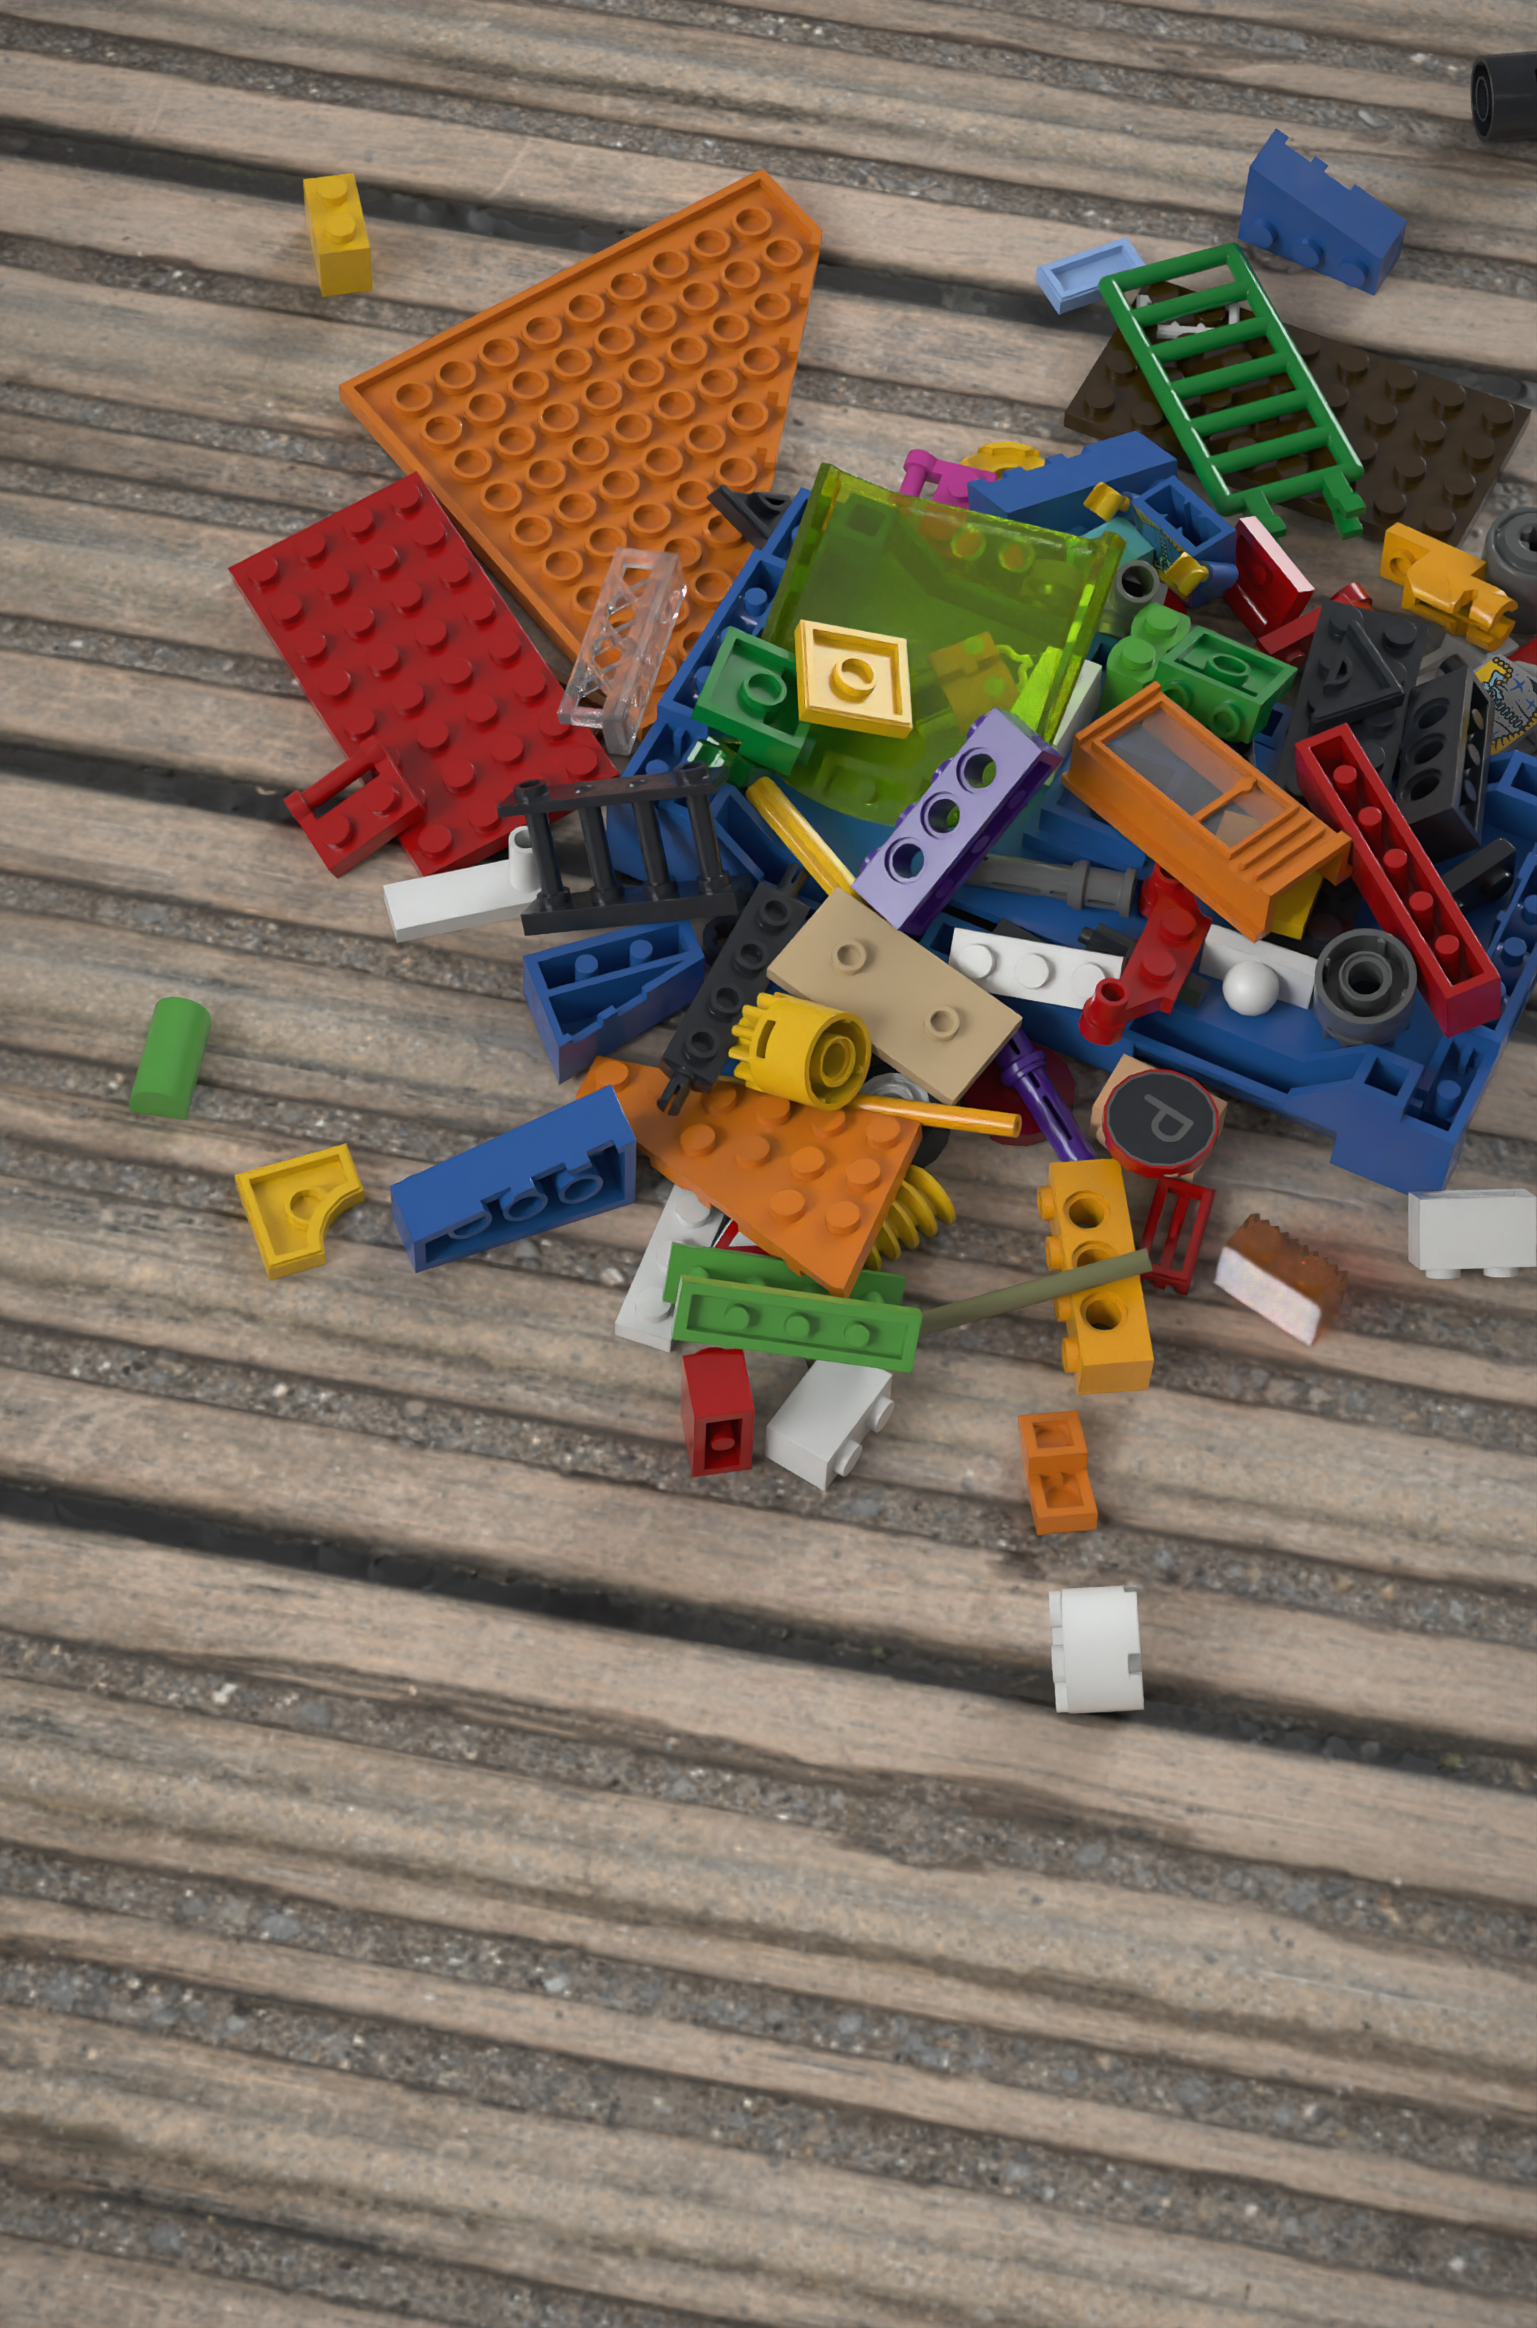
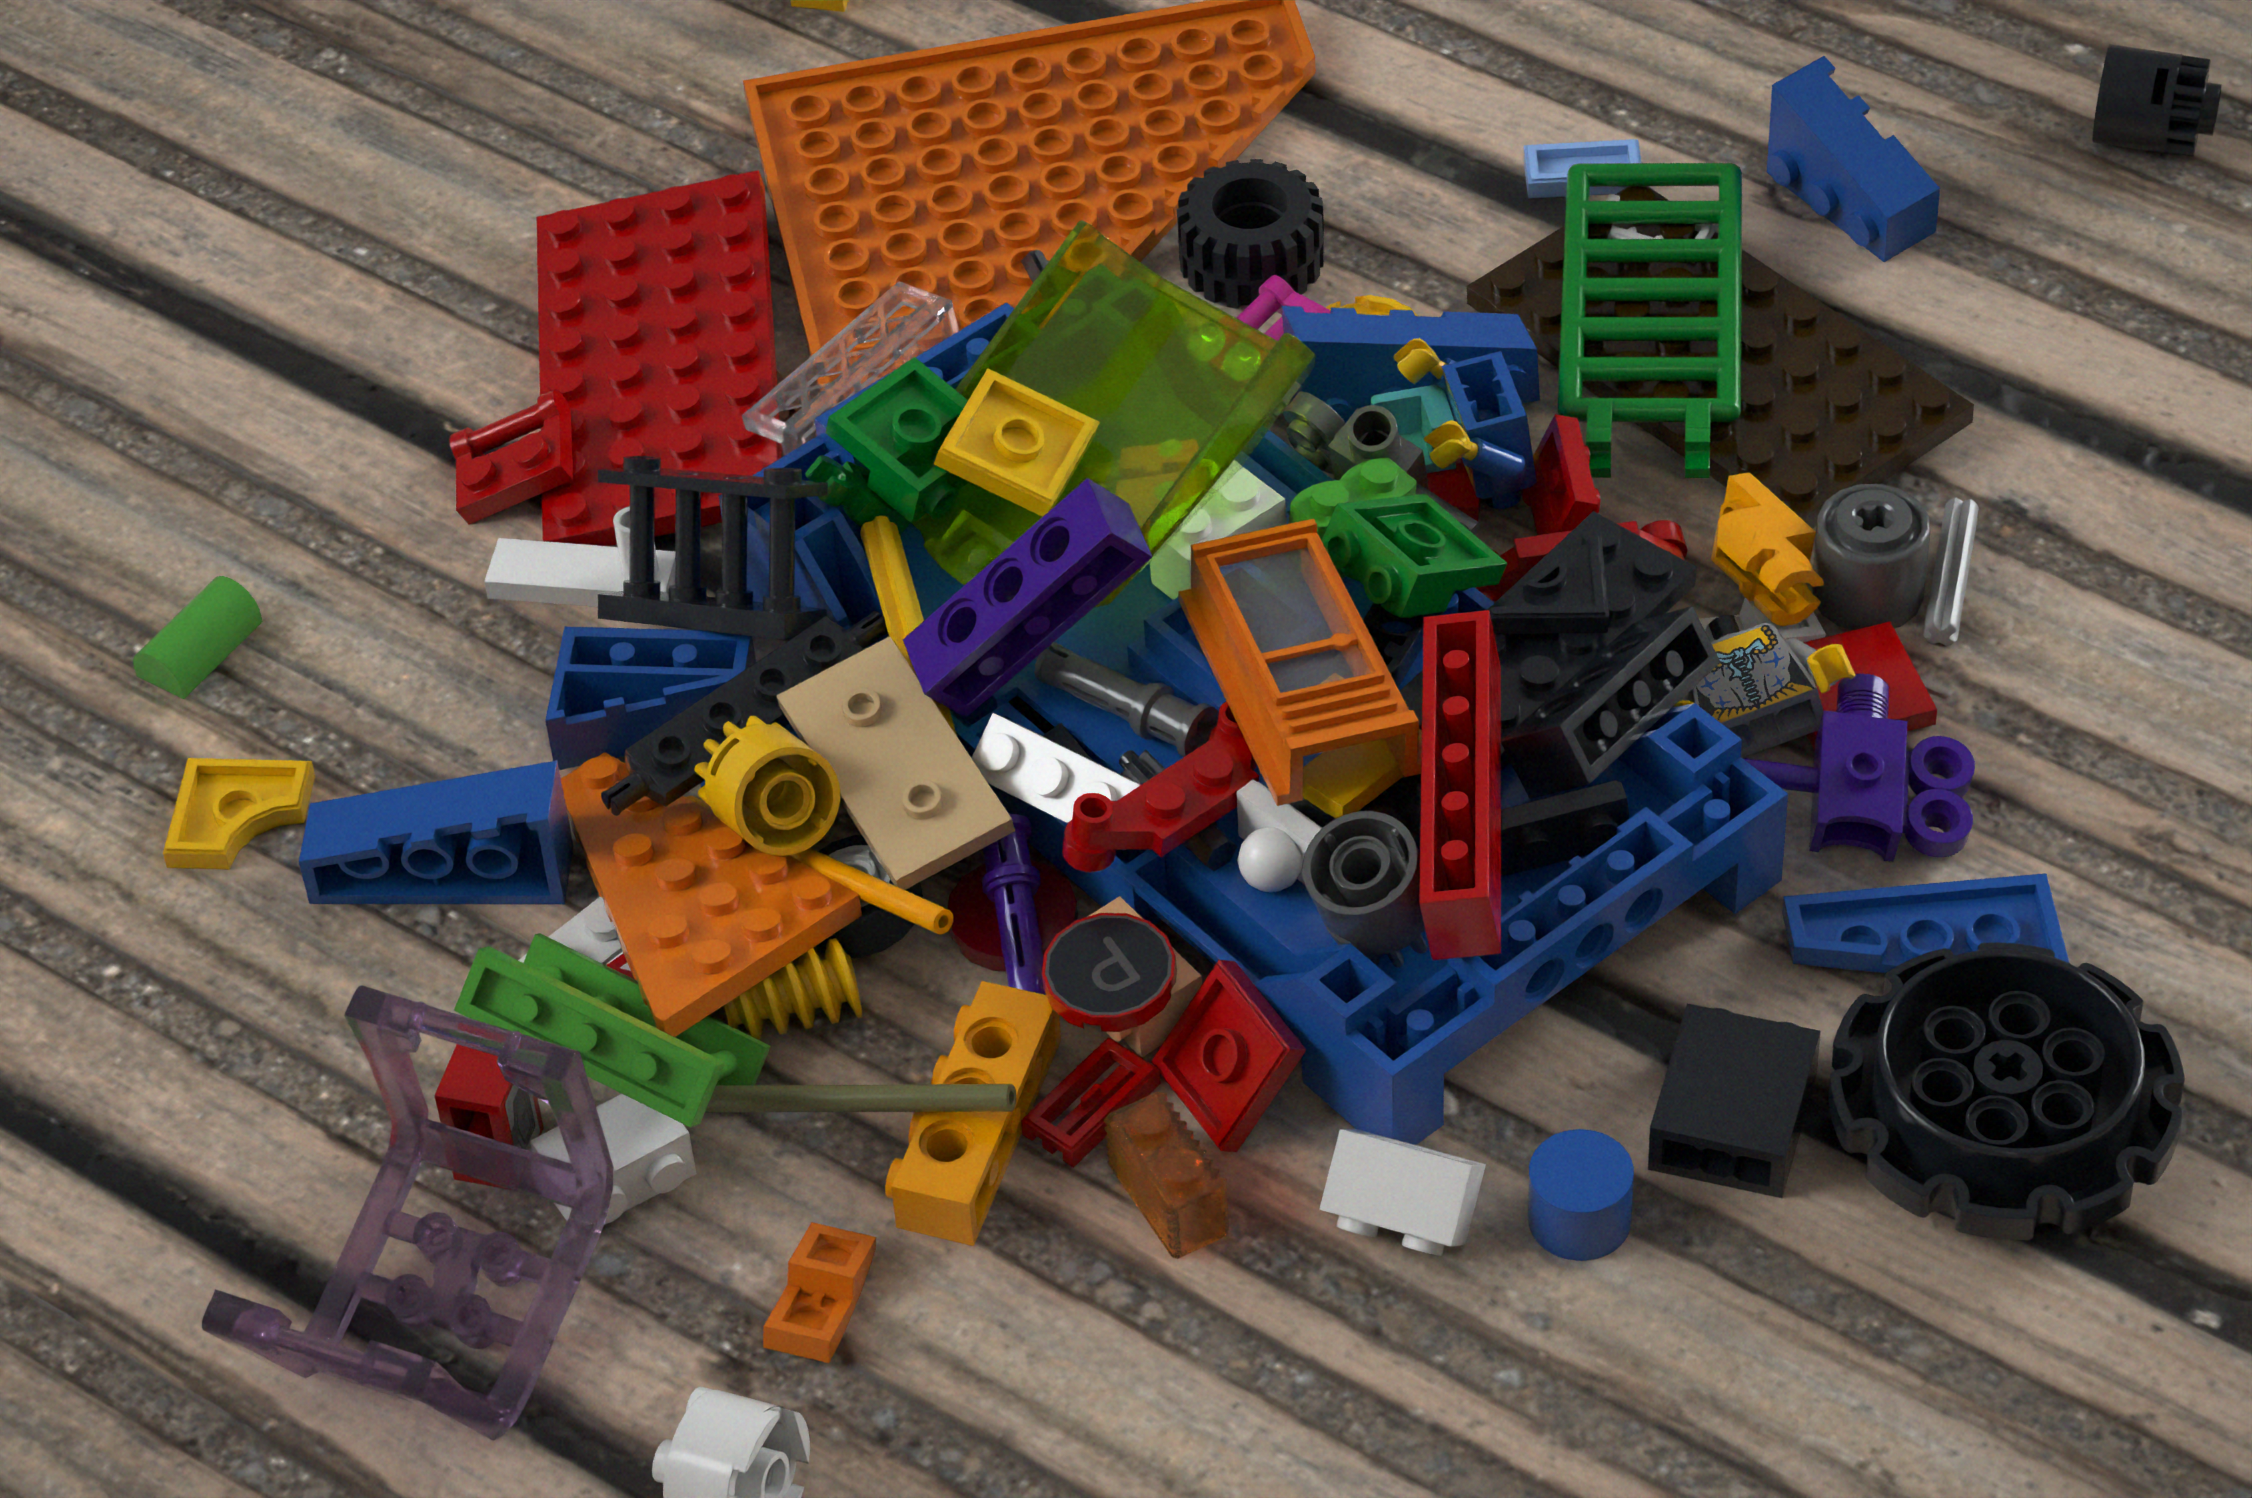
camera: 30 degrees right, 10 degrees down
(705, 1378) = (387, 1033): none -> clear purple windscreen
(873, 384) = (1245, 227): none -> black tyre
(1279, 1162) = (1228, 1055): none -> red tile

